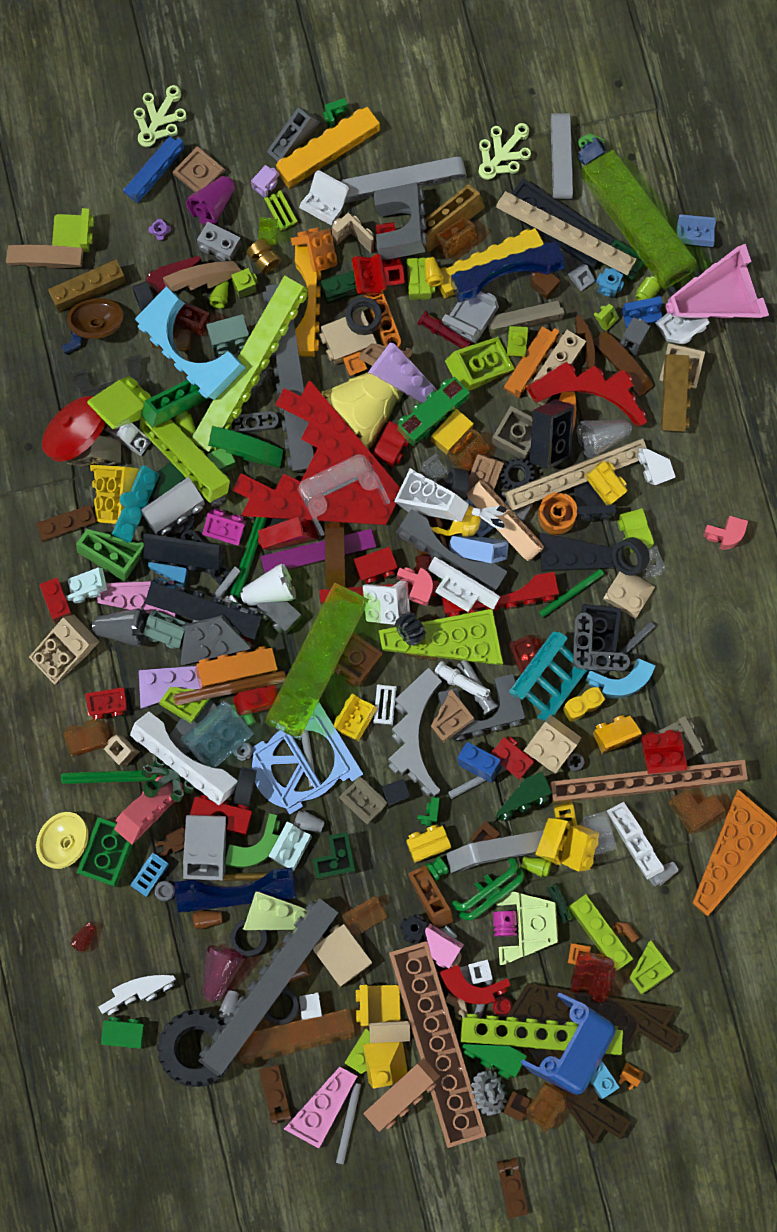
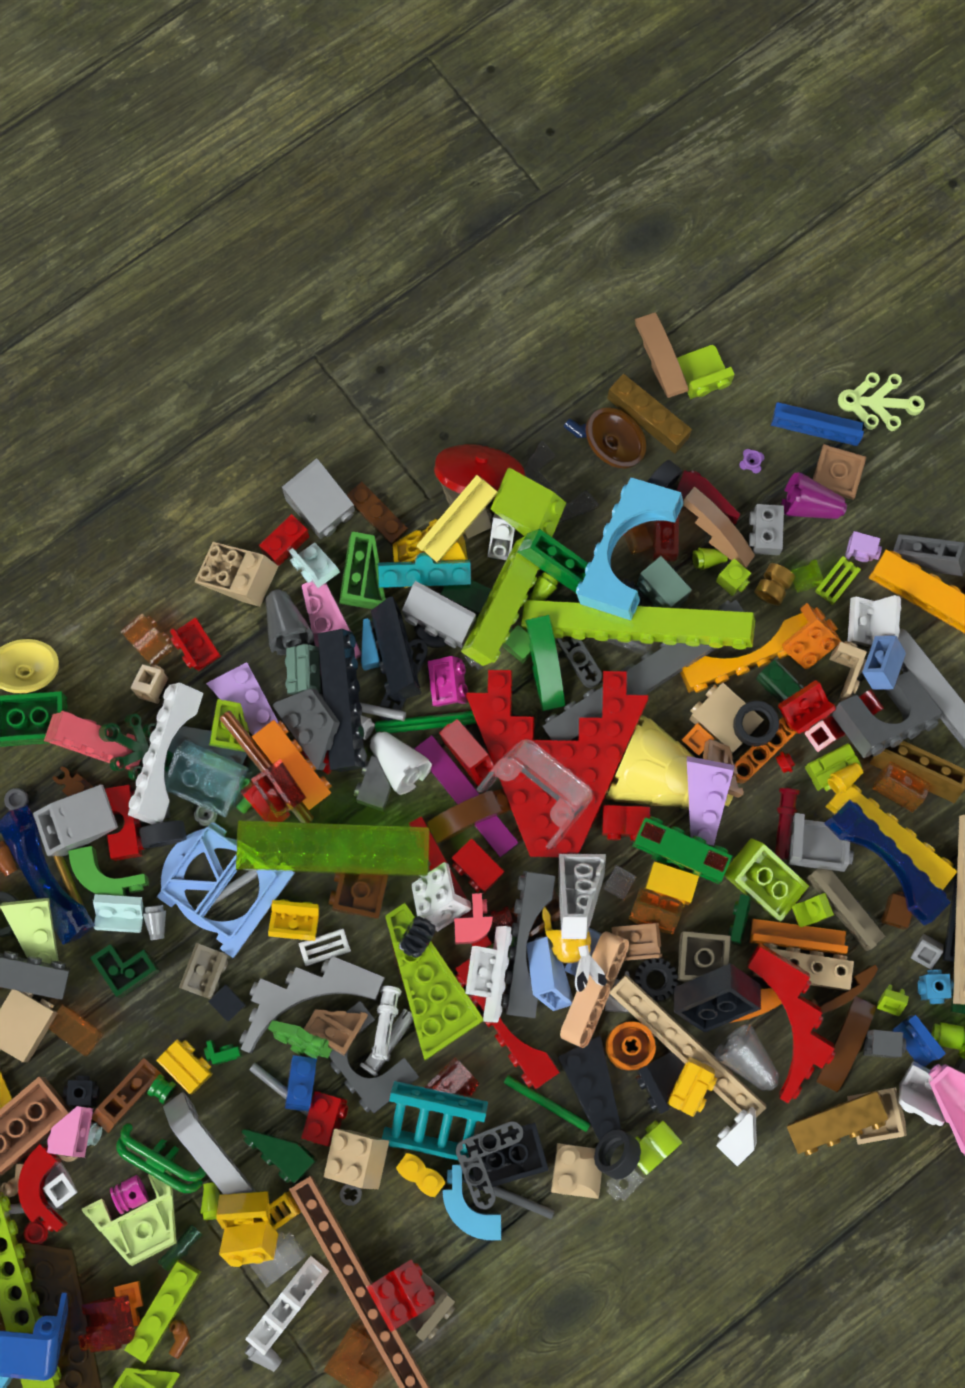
camera: 65 degrees right, 0 degrees up
(37, 560) = (318, 499): none -> light grey slope
(104, 777) = (113, 676): green axle -> none
(108, 456) = (457, 518): none -> light yellow fence
(148, 864) = (47, 773): dark azure slope -> none
(252, 681) = (278, 788): none -> clear red brick
(361, 204) = (884, 662): none -> medium blue brick
(400, 311) = (785, 762): none -> red plate
(448, 746) = (301, 1040): none -> bright green plate
(457, 482) = (610, 916): black tyre -> none
(484, 833) = (221, 1126): reddish brown panel -> none
(495, 391) = (741, 910): none -> dark green plate
(616, 734) = (402, 1228): light orange slope -> none
(730, 536) = (700, 1264): coral brick -> none

